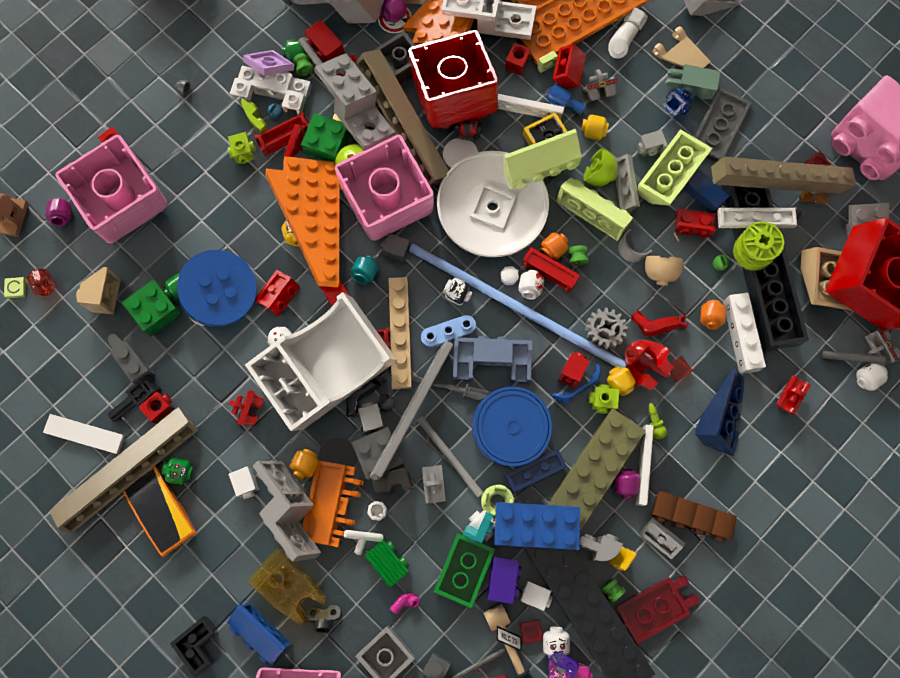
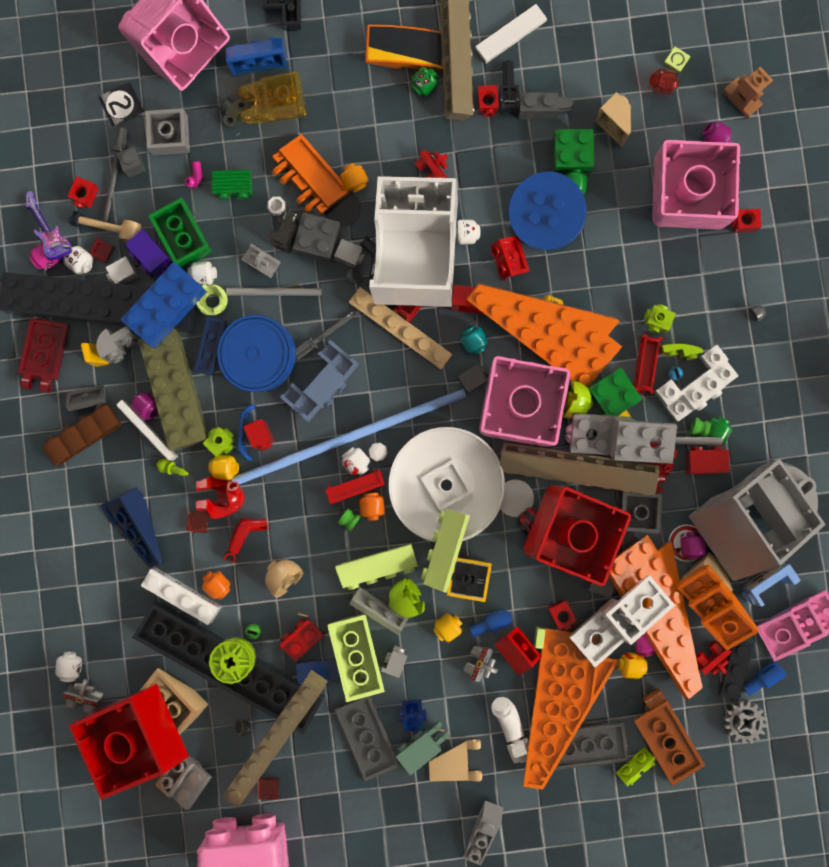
camera: 130 degrees right, 10 degrees up
(244, 482) = (376, 123): white brick -> none
(268, 62) = (721, 397): lavender tile -> none
(286, 510) = (325, 132): light grey bracket -> none
(295, 141) = (630, 367): red tile -> none
(362, 538) = (265, 179): white piece -> none
(411, 411) = (327, 285): light grey tile -> none
(441, 336) = (371, 376): light blue plate -> none
(457, 291) = (397, 399): head -> none
(478, 535) = (196, 259): teal bracket -> none
(509, 638) = (108, 228): sticker -> none
(528, 106) = (510, 585): white tile -> none
(603, 335) = (281, 492): light grey gear -> none
(613, 590) = (80, 331): bright green wheel -> none
(627, 253) = (321, 561): light grey helmet -> none
(747, 216) = (259, 685): white tile -> none
(793, 395) = (104, 590): red hips -> none
(818, 198) = (239, 761): clear orange piece -> none
(854, 357) = (93, 666): dark grey bar -> none

